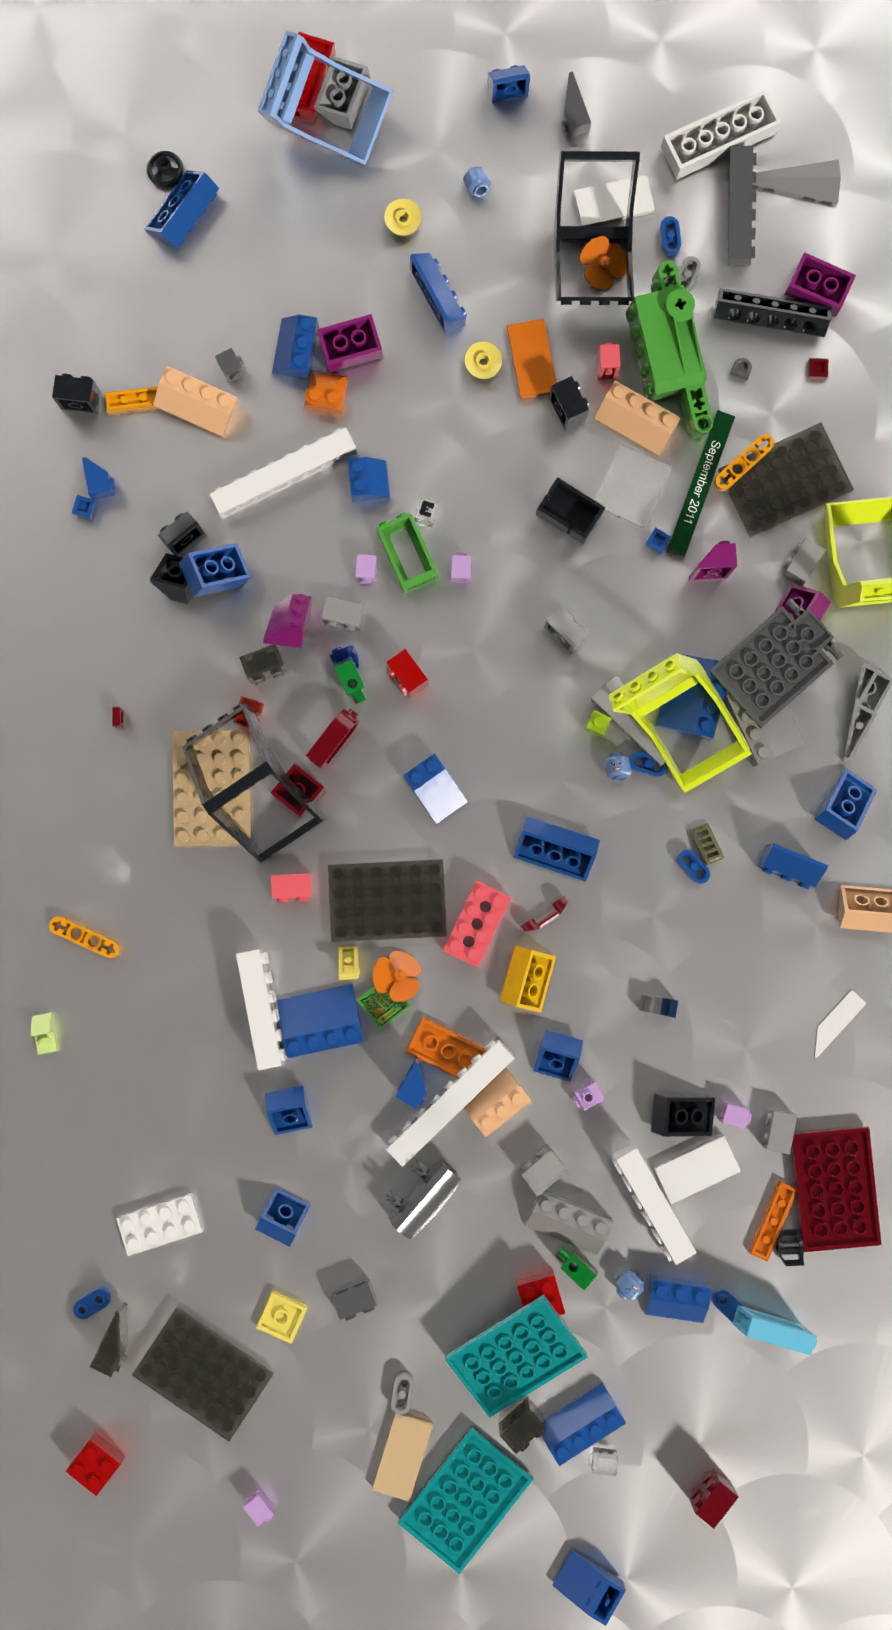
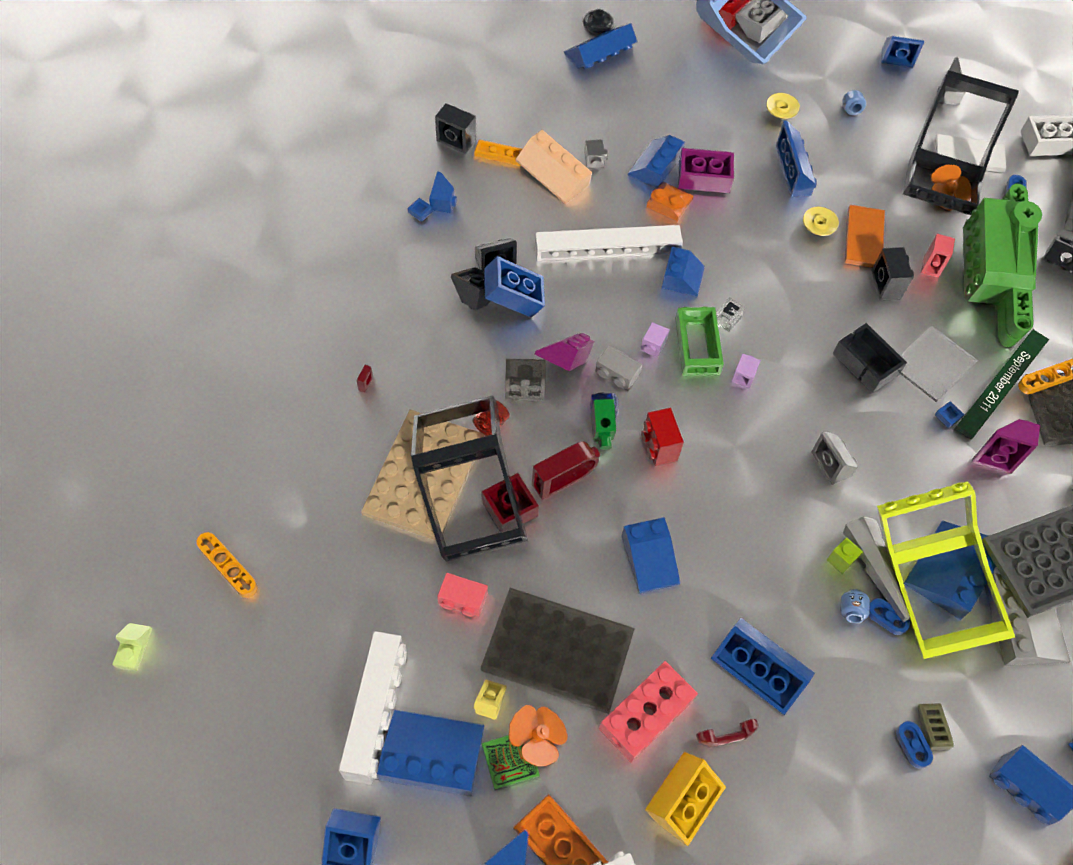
camera: 20 degrees right, 25 degrees down
(636, 418) = (953, 309): light nougat slope -> none
(741, 369) = (1062, 306): flat silver tile -> none

